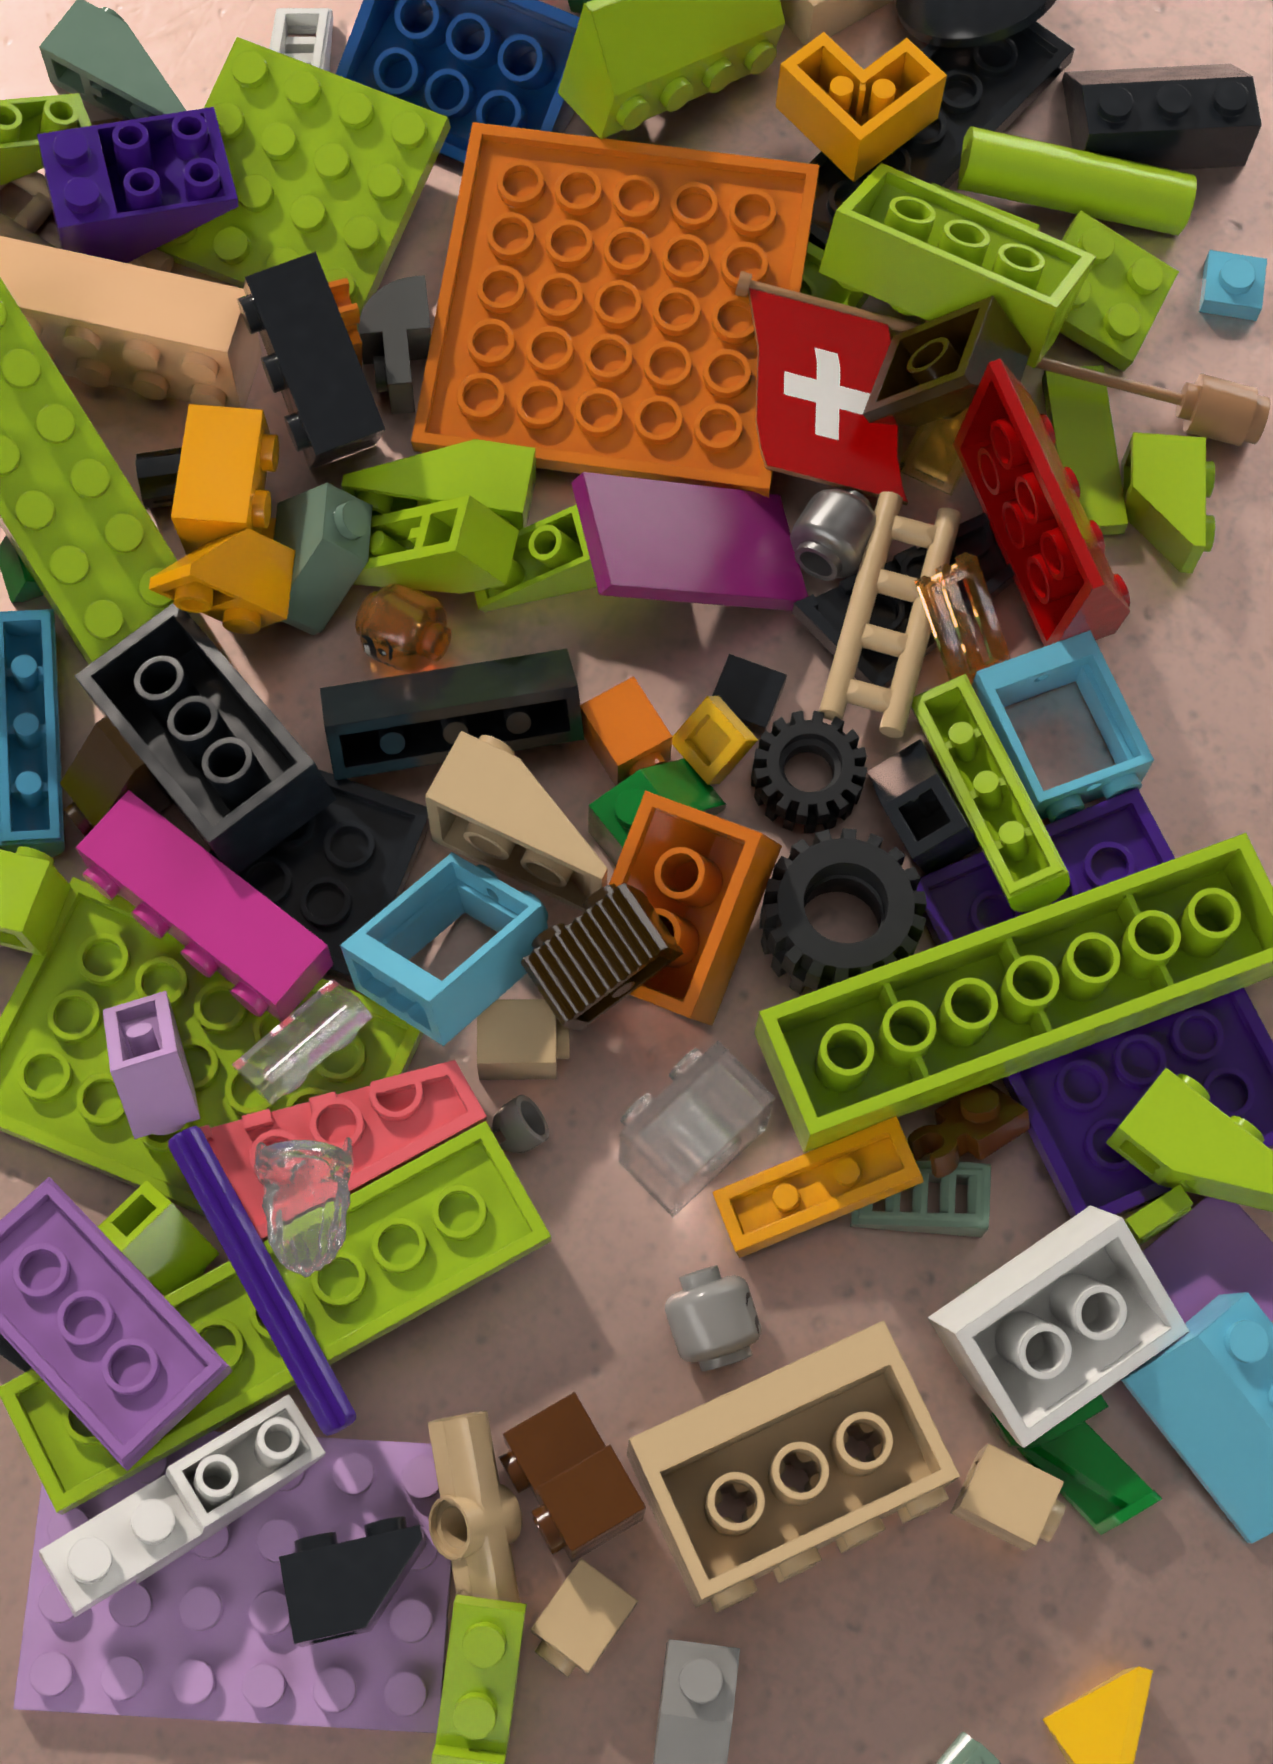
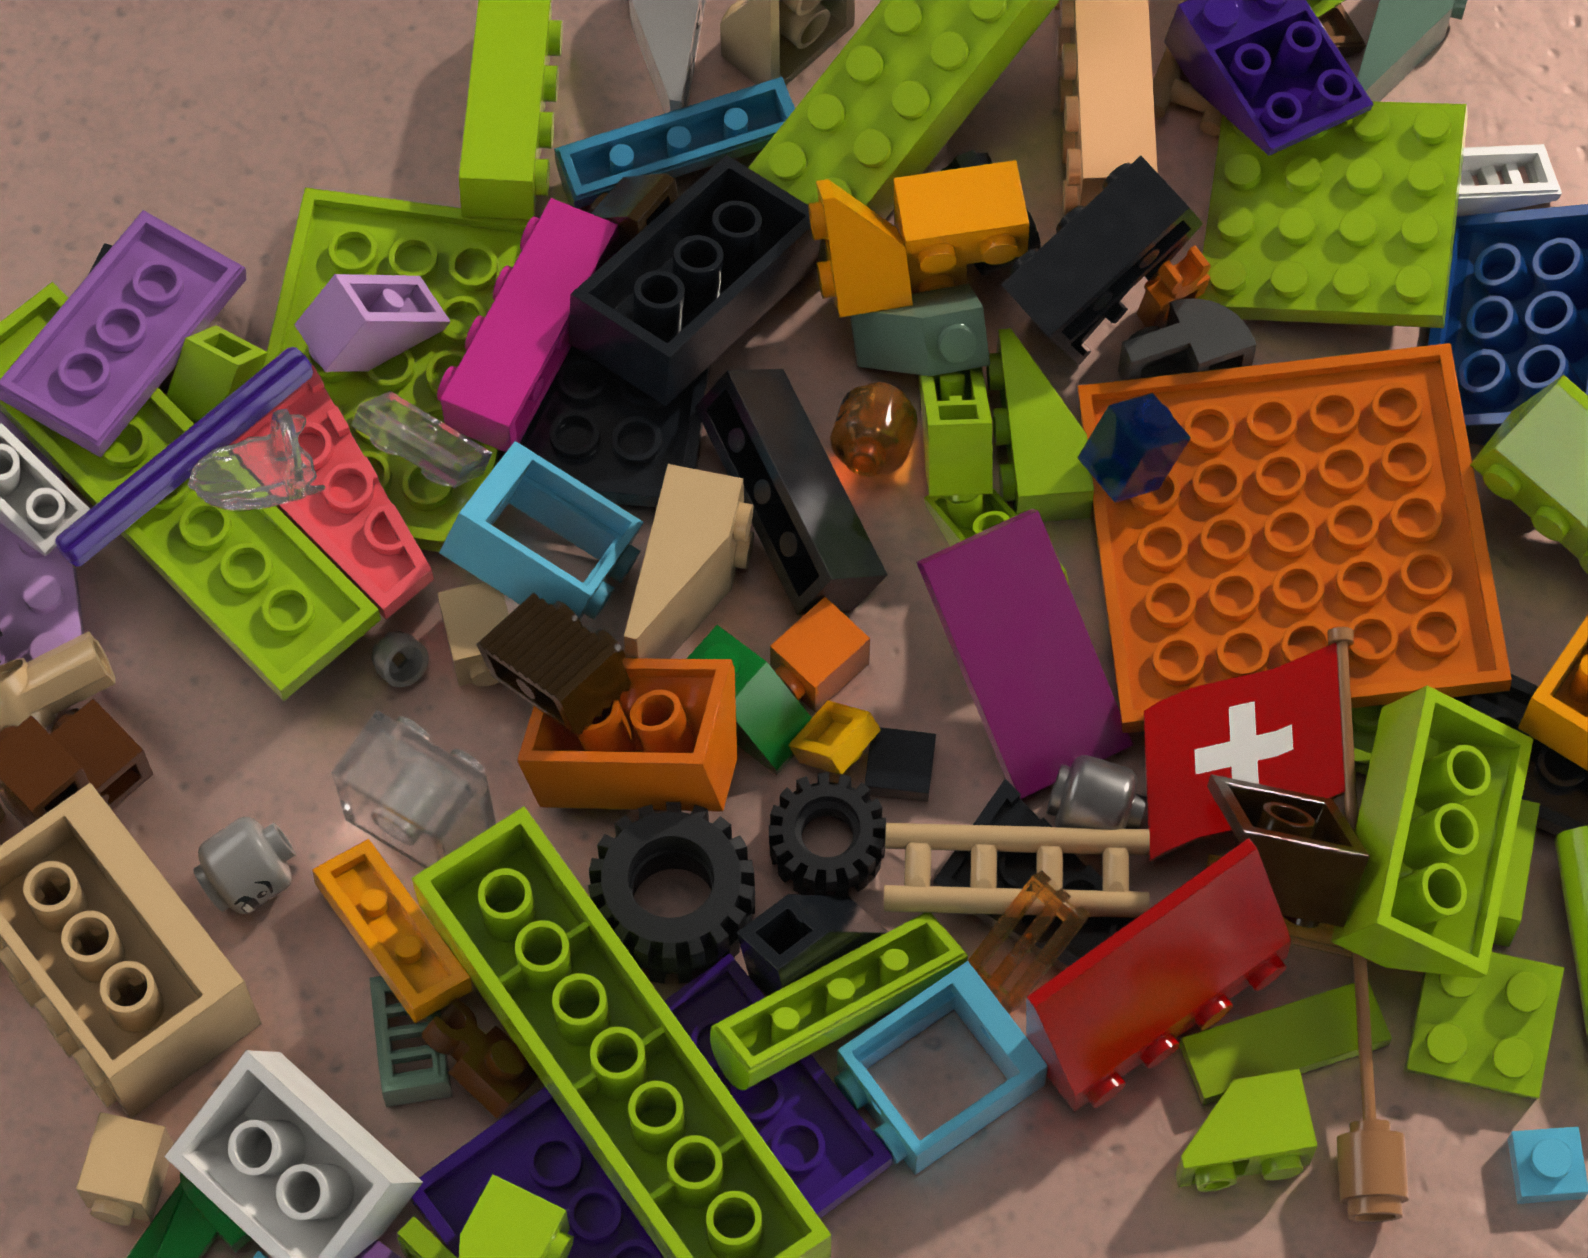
camera: 80 degrees right, 5 degrees down
(513, 393) = (1133, 447): none -> brick

